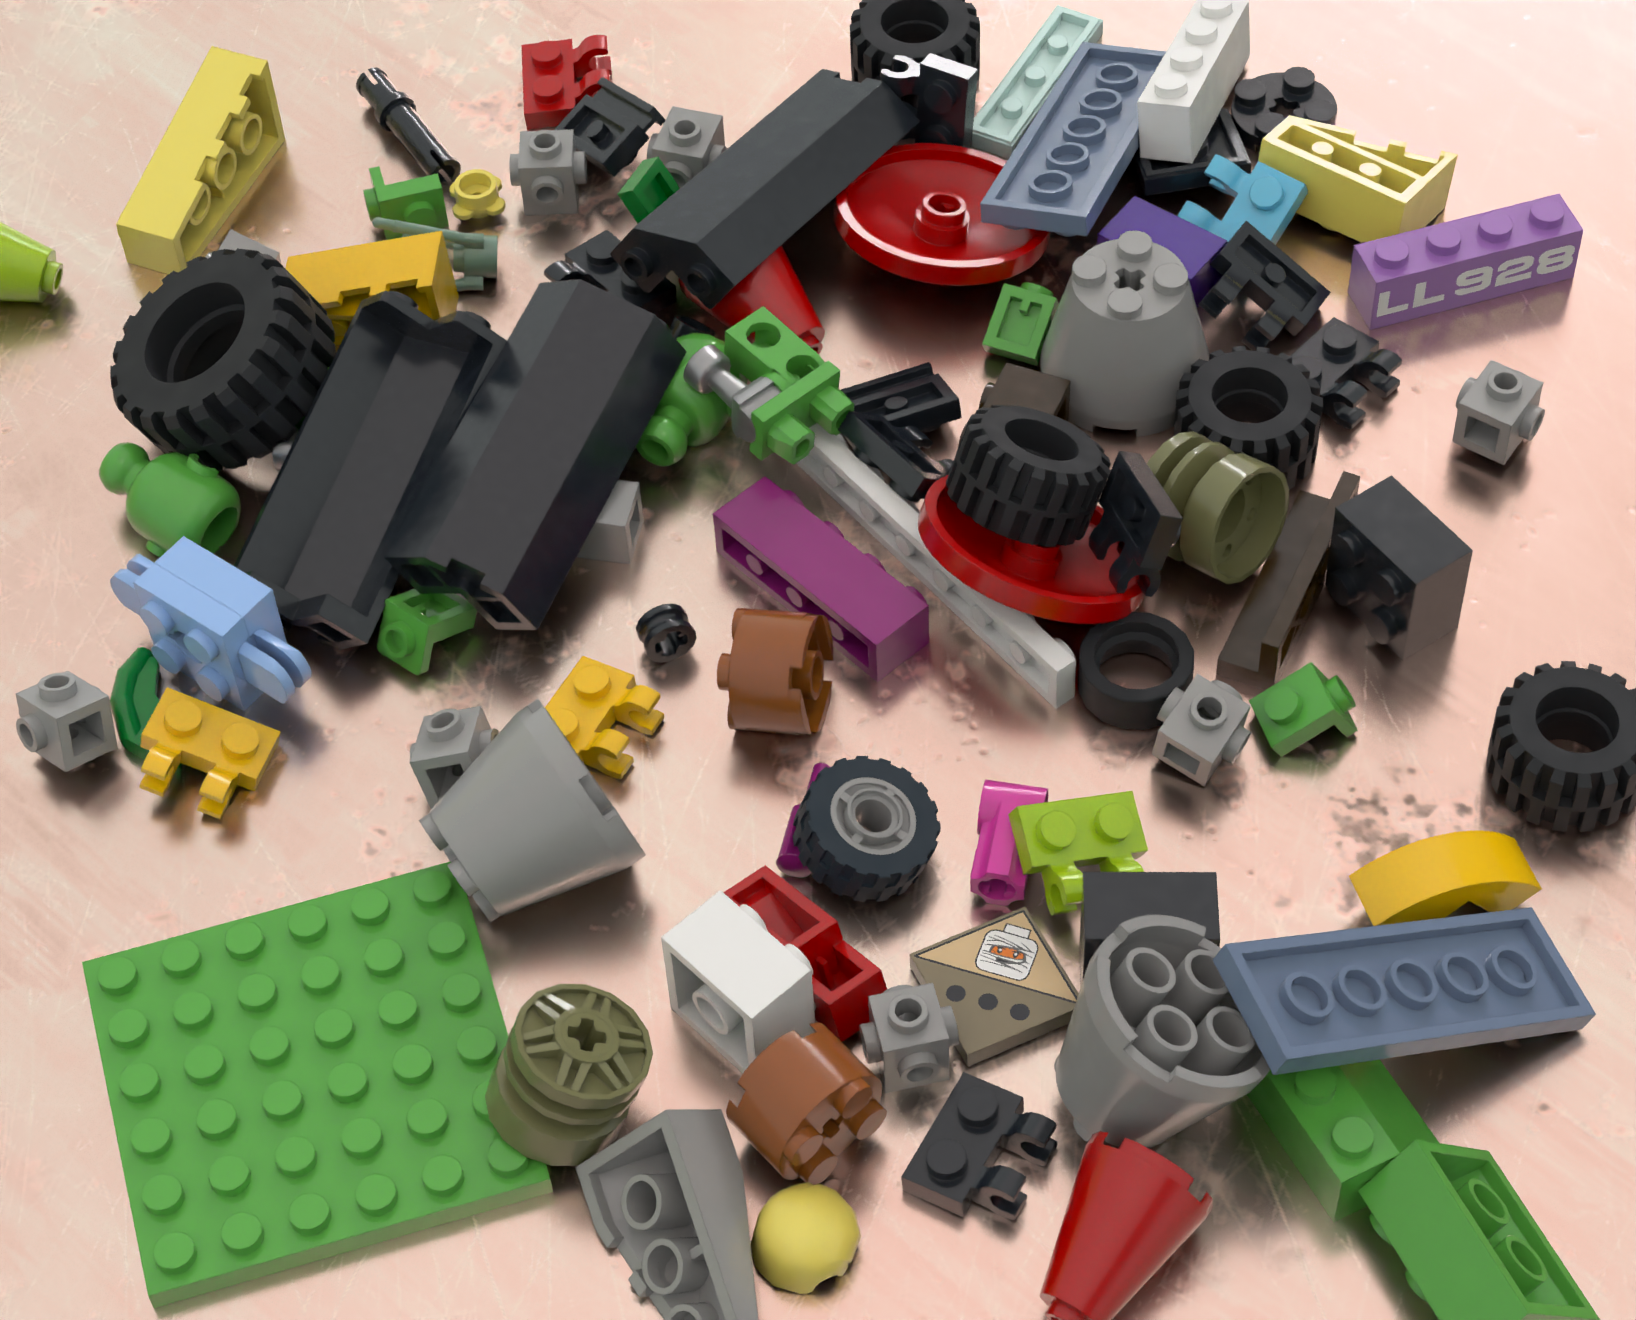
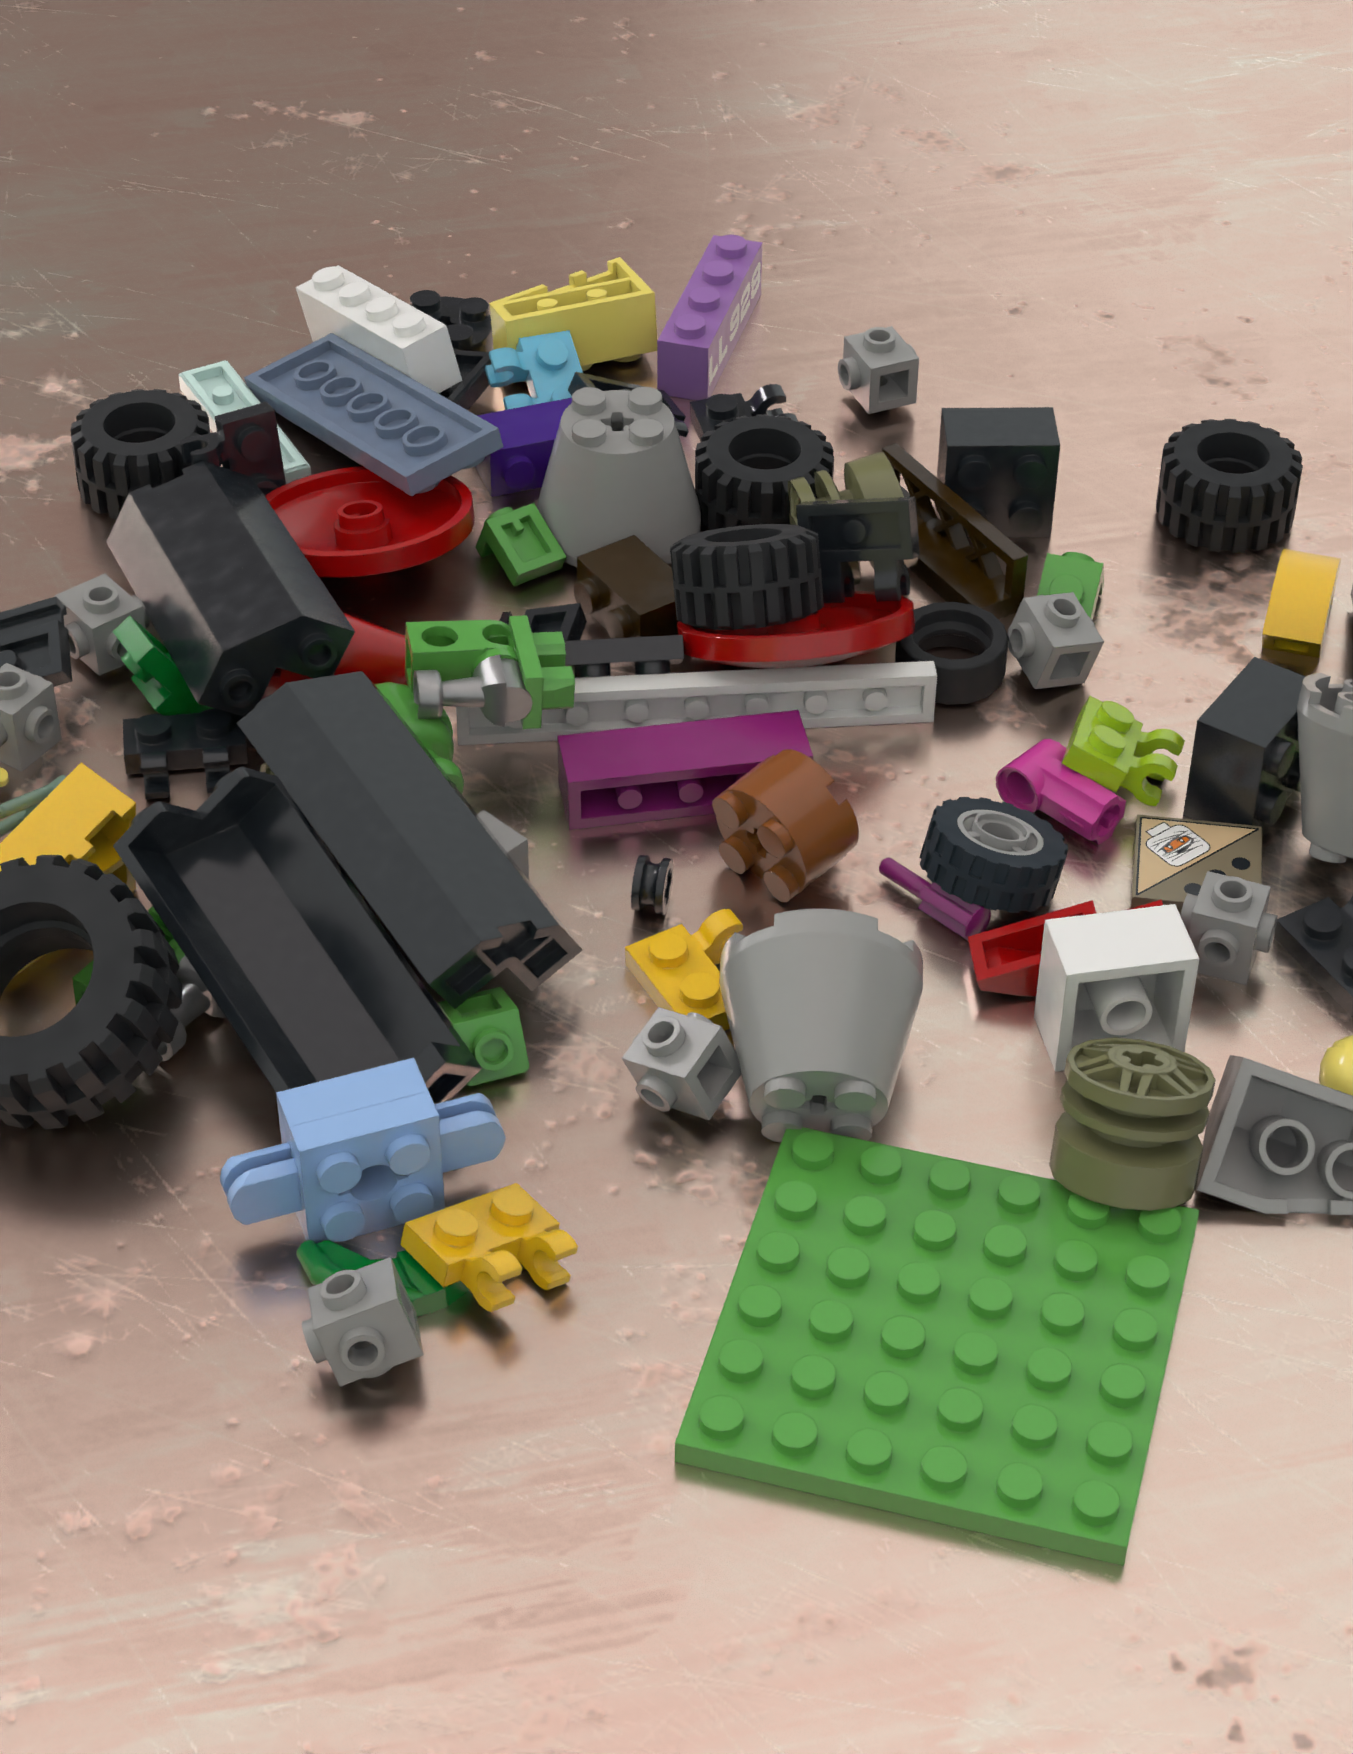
camera: 60 degrees left, 10 degrees down
(171, 497) = (146, 1133): bright green piece -> none
(807, 1103) = (1267, 998): dark orange brick -> none

